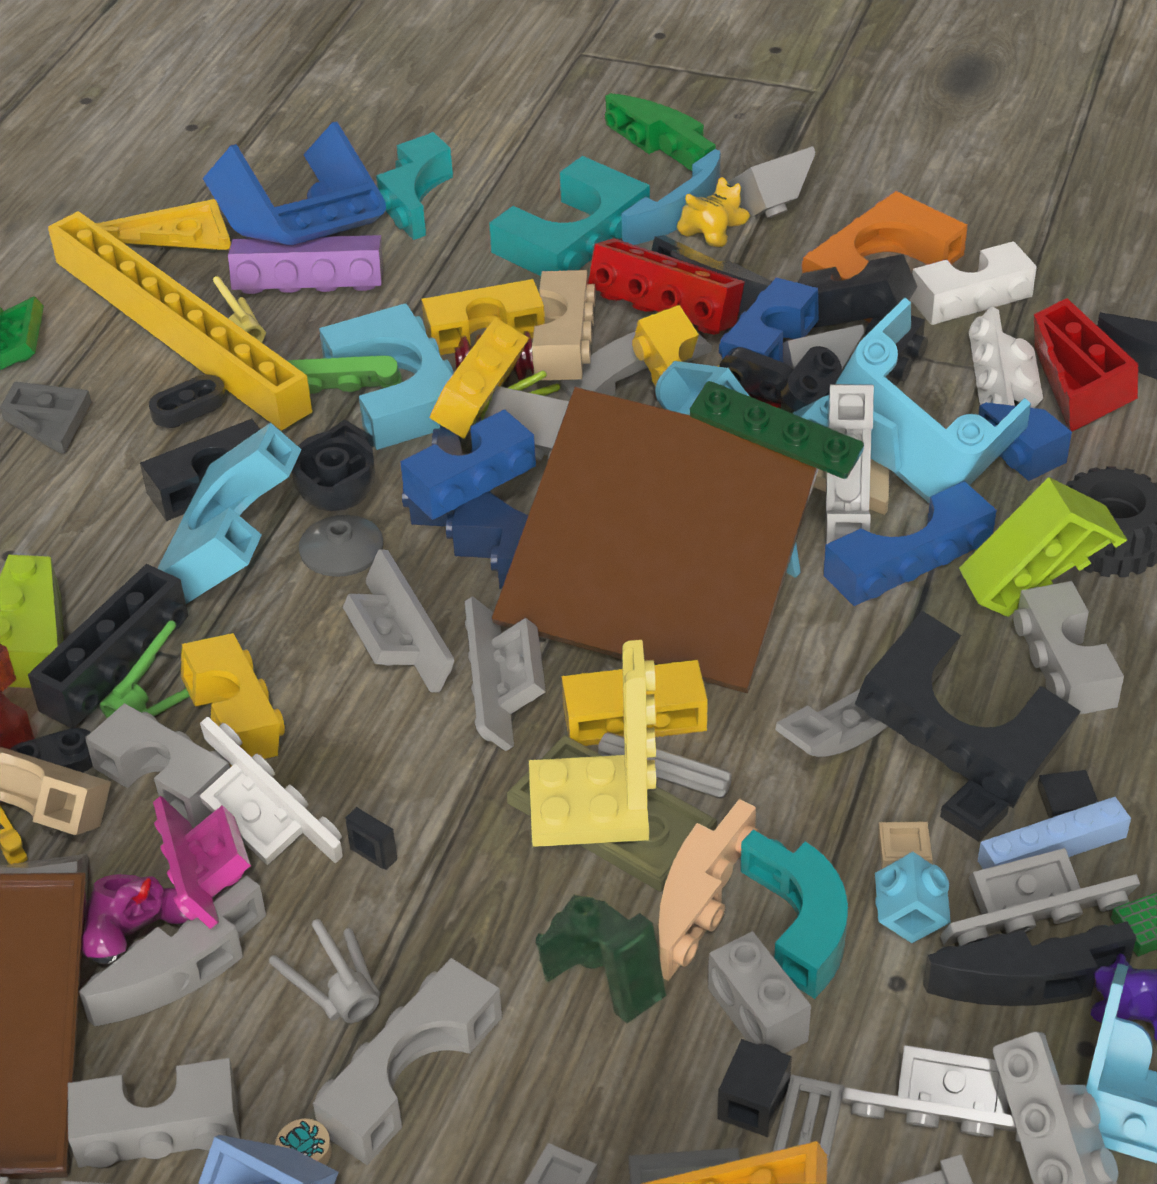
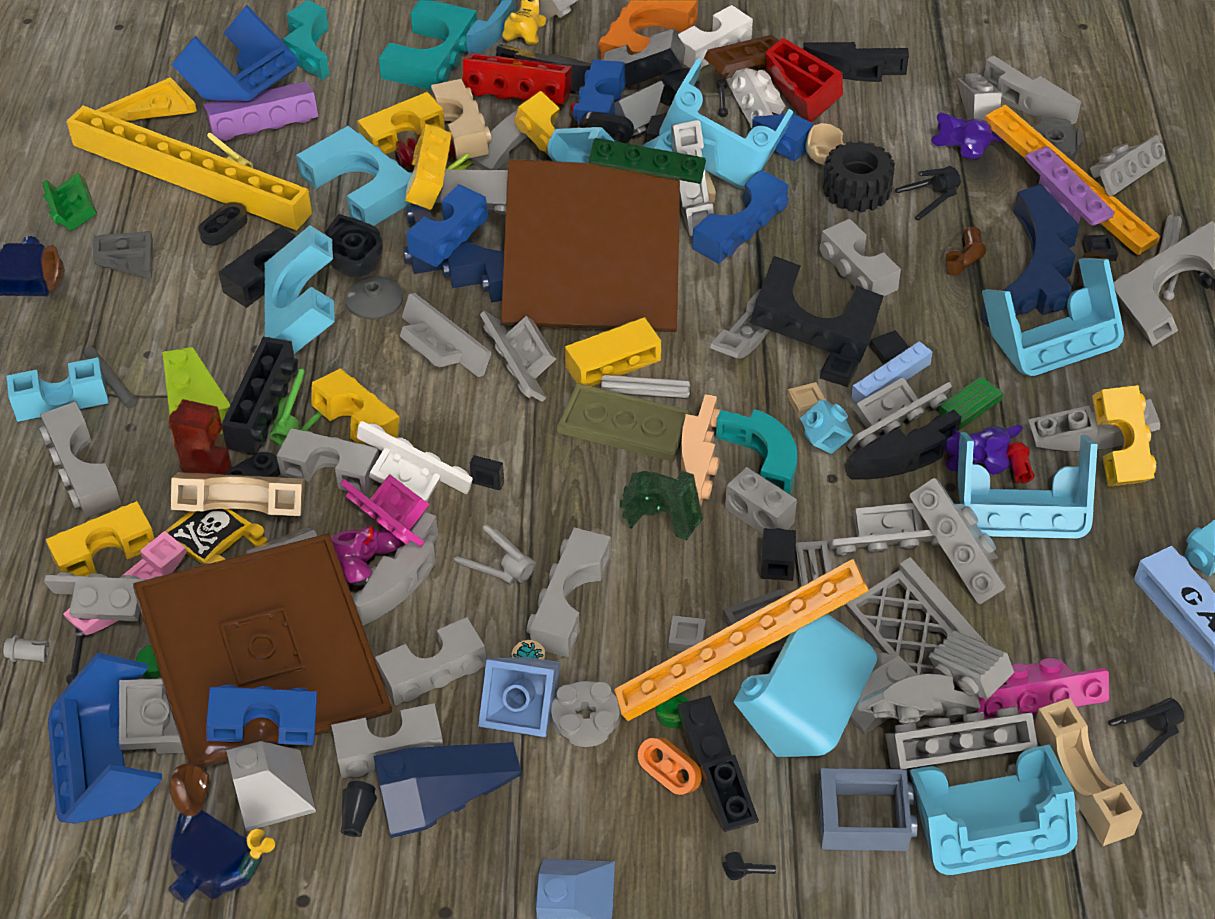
camera: 20 degrees left, 5 degrees up
(349, 372) = (332, 180): bright green plate -> none
(602, 795) = (626, 410): light yellow bracket -> none
(811, 377) = (643, 123): black plate -> none
(961, 351) = (722, 85): none -> black hinge
(993, 312) = (740, 55): none -> reddish brown hinge
(1037, 544) = (823, 200): lime wedge -> none
(1077, 453) = (822, 140): none -> tan hair

